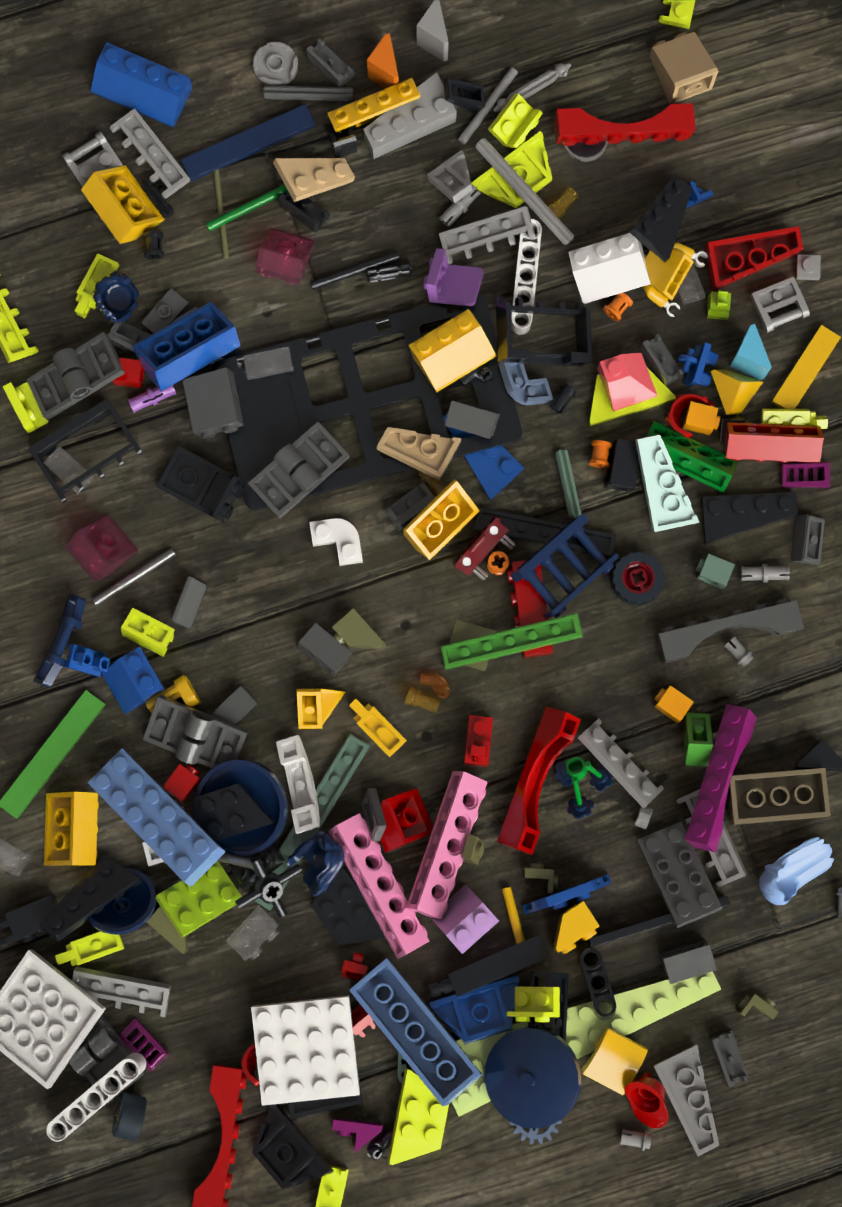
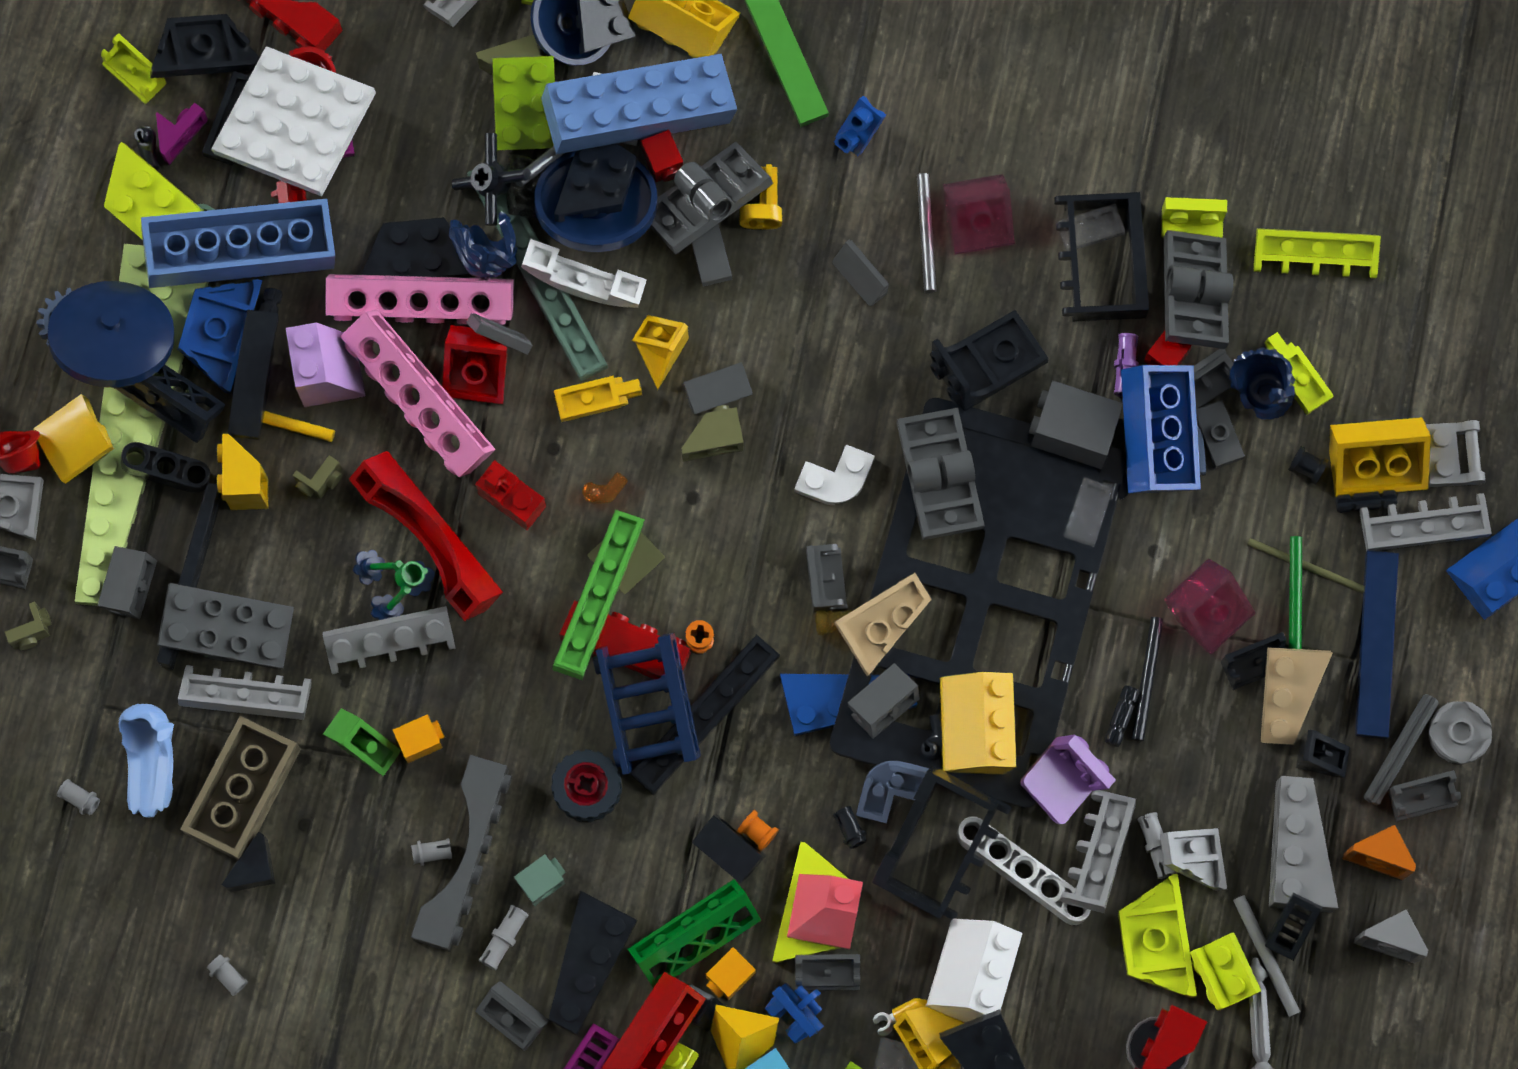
camera: 120 degrees right, 5 degrees down
(68, 621) = (910, 131): dark blue bar -> none
(133, 680) = (807, 170): blue slope -> none
(147, 632) = (853, 210): neon yellow hinge -> none
(253, 933) = (454, 142): clear bracket -> none
(354, 970) = (348, 224): red tile -> none
(374, 105) = (1336, 808): yellow bracket -> none
(416, 698) = (601, 458): clear yellow pin -> none
(440, 520) = (785, 596): yellow slope -> none
(473, 850) = (394, 417): olive bracket -> none
(481, 546) = (730, 629): dark red piece -> none
(524, 191) = (1129, 928): light grey axle -> none
(537, 1003) = (185, 382): neon yellow bracket -> none
(560, 899) = (278, 499): blue wing -> none
(563, 202) = (1090, 969): clear yellow pin -> none
(568, 483) = (746, 774): sand green axle -> none
(618, 306) = (924, 958): orange bush -> none
(643, 817) = (313, 629): light grey axle -> none
(664, 494) = (670, 876): light aqua wing -> none
(677, 408) = (756, 950): red helmet -> none
(708, 815) = (265, 690): magenta arch -> none

